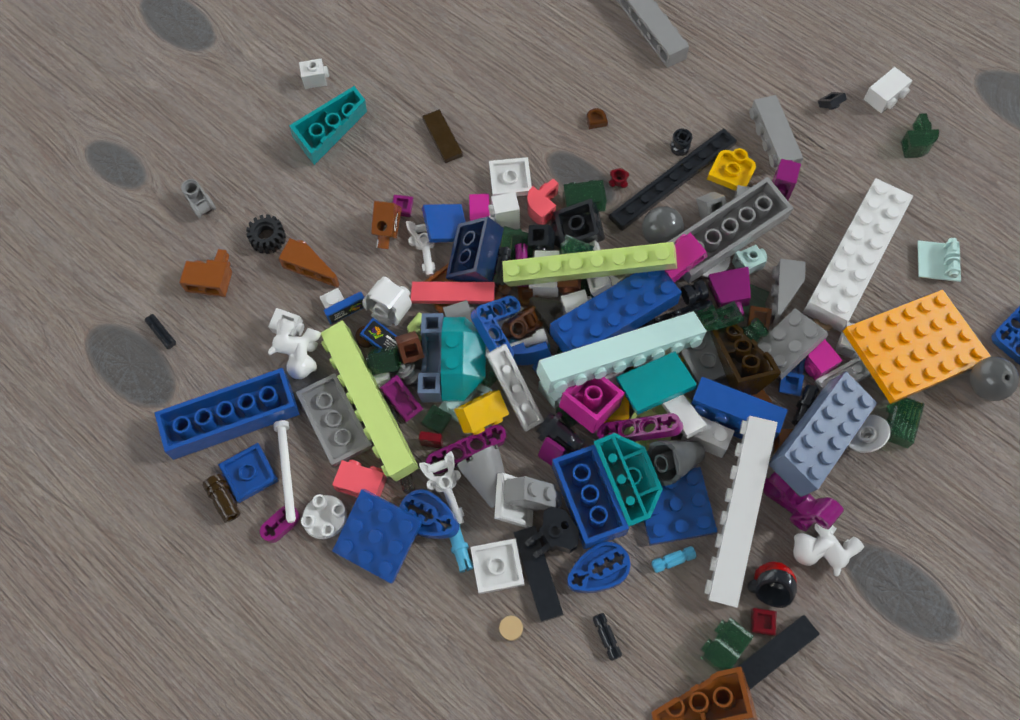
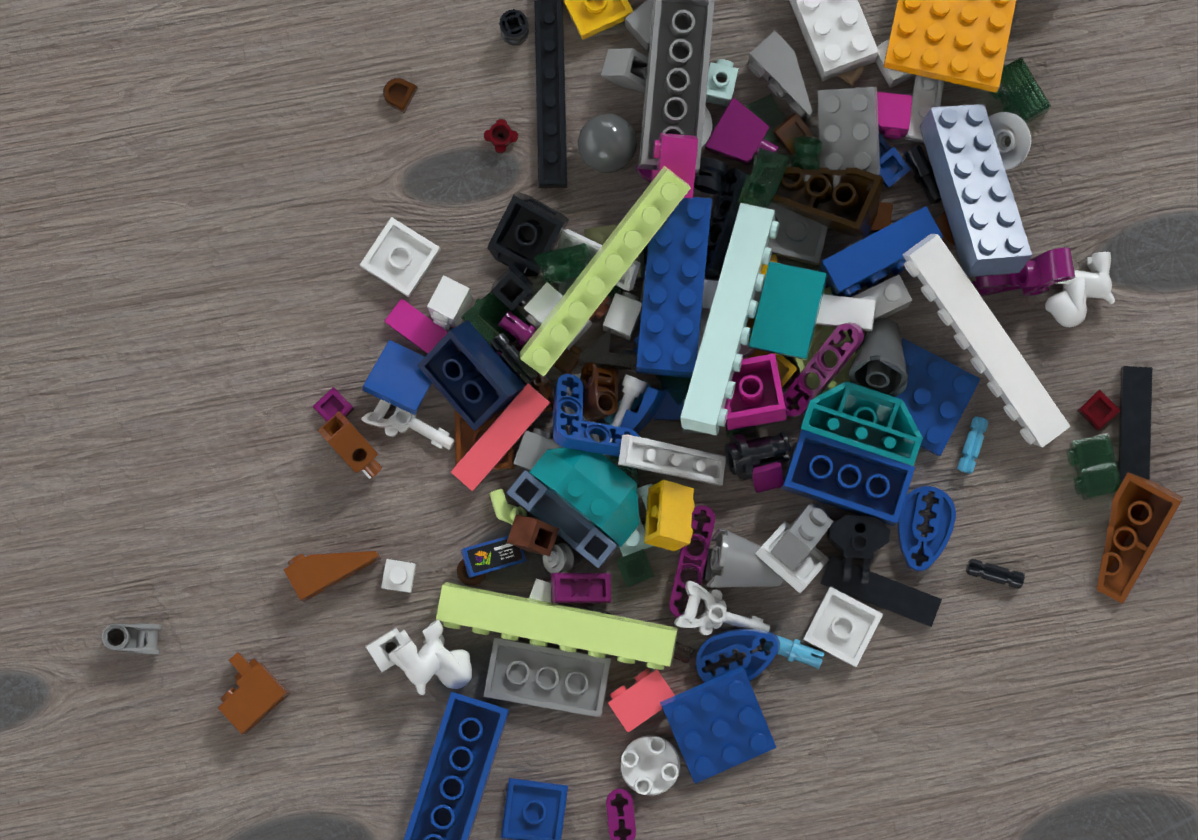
camera: 50 degrees left, 15 degrees up
(160, 331) = (280, 796): black axle -> none
(266, 224) = (232, 580): black tyre -> none
(281, 428) = (566, 769): white bar -> none
(313, 73) = (59, 375): white brick -> none
(328, 123) = (154, 417): teal wedge -> none
(344, 308) = (420, 568): tile -> none
(383, 360) = (523, 574): clear green brick -> none
(387, 302) = (456, 517): white brick -> none
(431, 439) = (654, 591): dark red tile -> none
(442, 136) = (275, 289): dark brown tile -> none
(511, 628) = (914, 661): tan tile -> none
(539, 202) = (463, 256): coral brick -> none
(579, 192) = (494, 194): clear green brick -> none
(774, 584) = (1074, 369): black piece -> none

